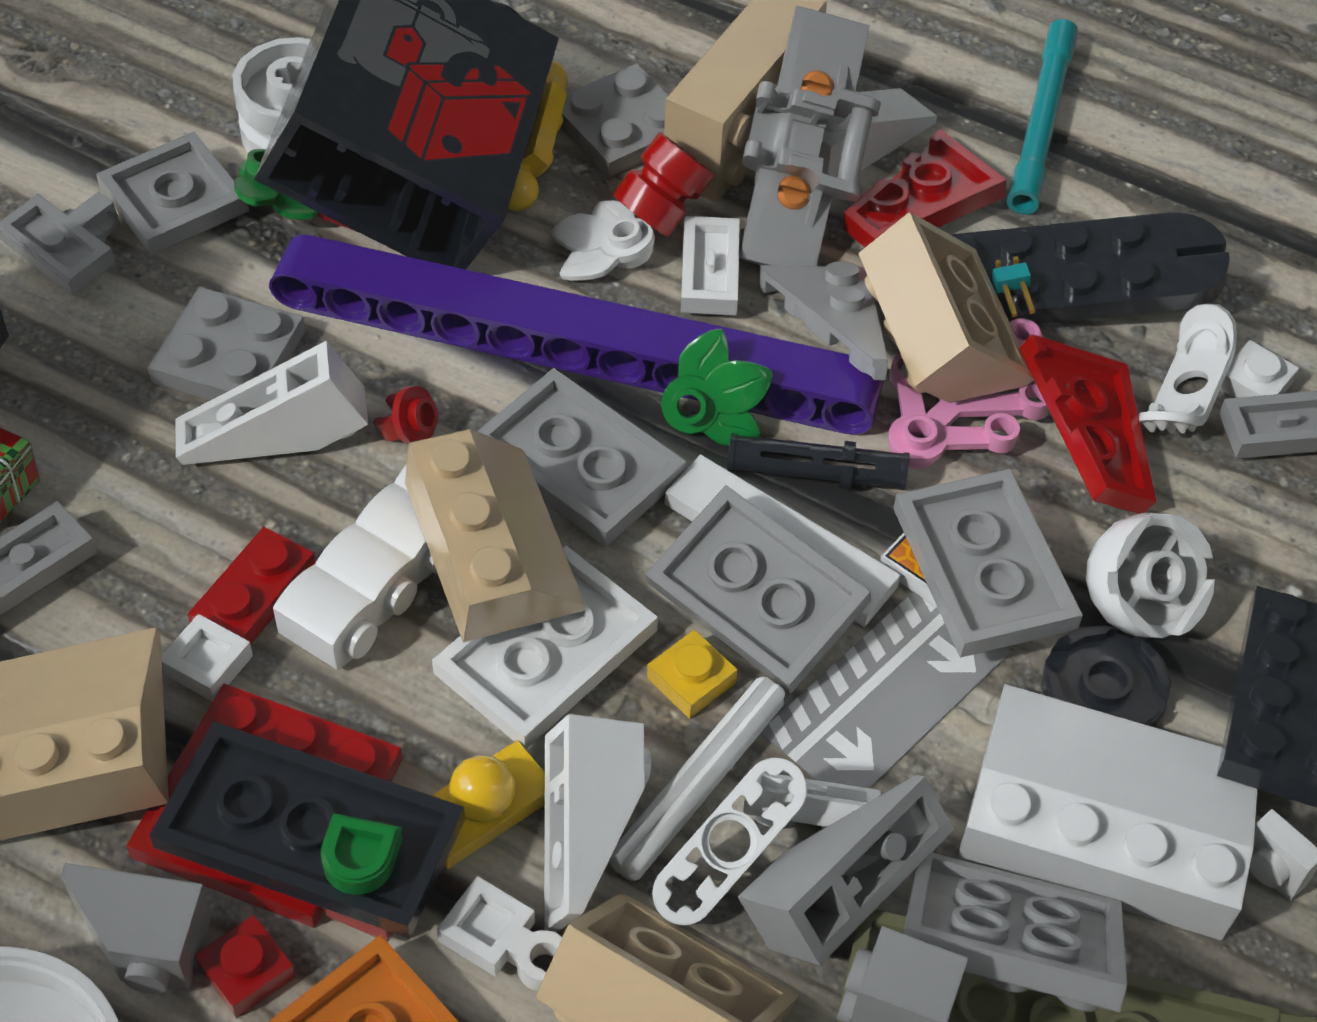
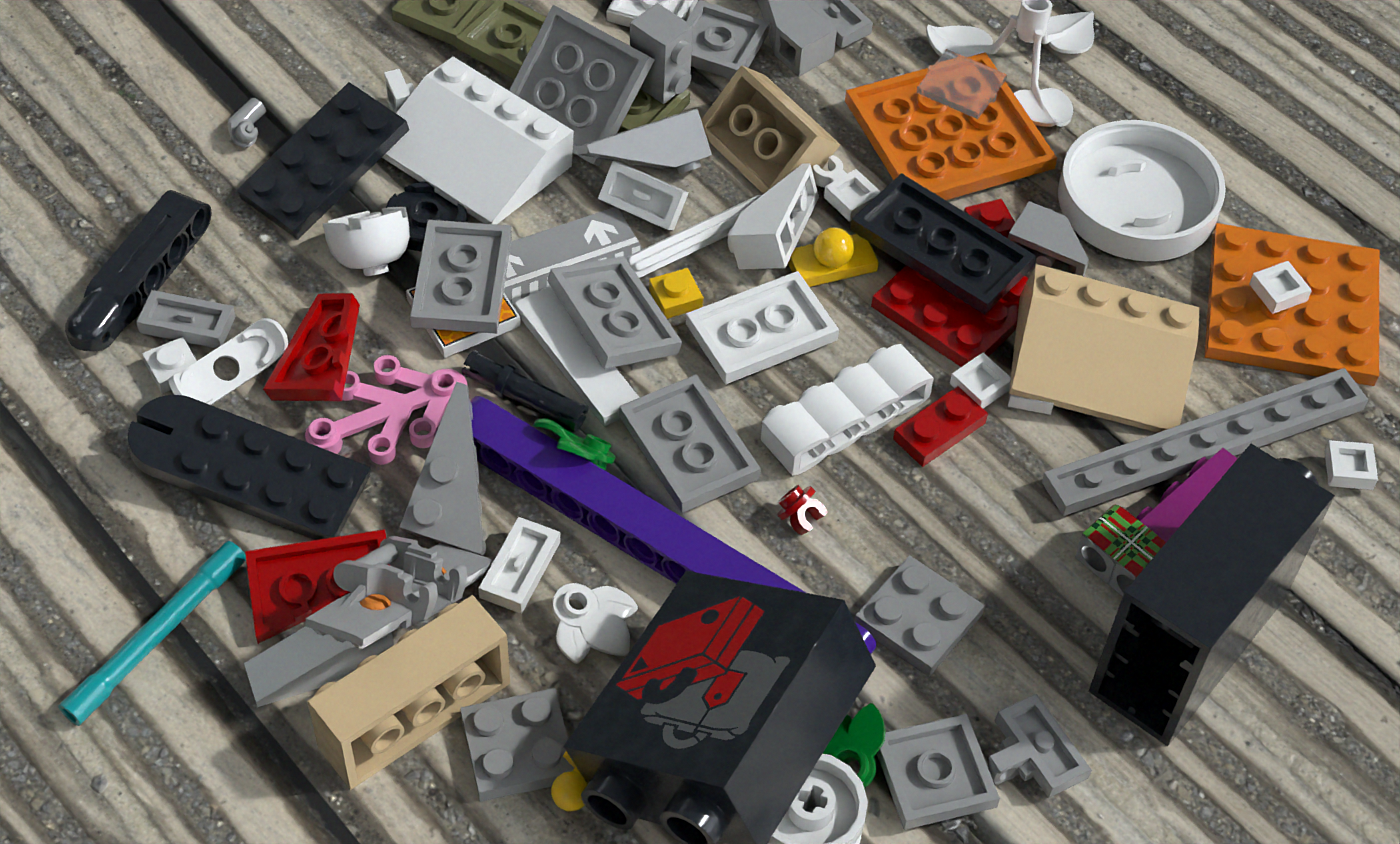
camera: 160 degrees left, 0 degrees up
(278, 412) = (896, 528): white slope -> none
(359, 853) = (919, 205): green tile -> none
(489, 534) = (779, 359): tan slope -> none
(663, 184) = (532, 616): red wheel -> none
(683, 868) = (703, 177): white beam -> none
(942, 313) = (382, 429): tan slope -> none
(1013, 278) = (309, 453): teal piece -> none

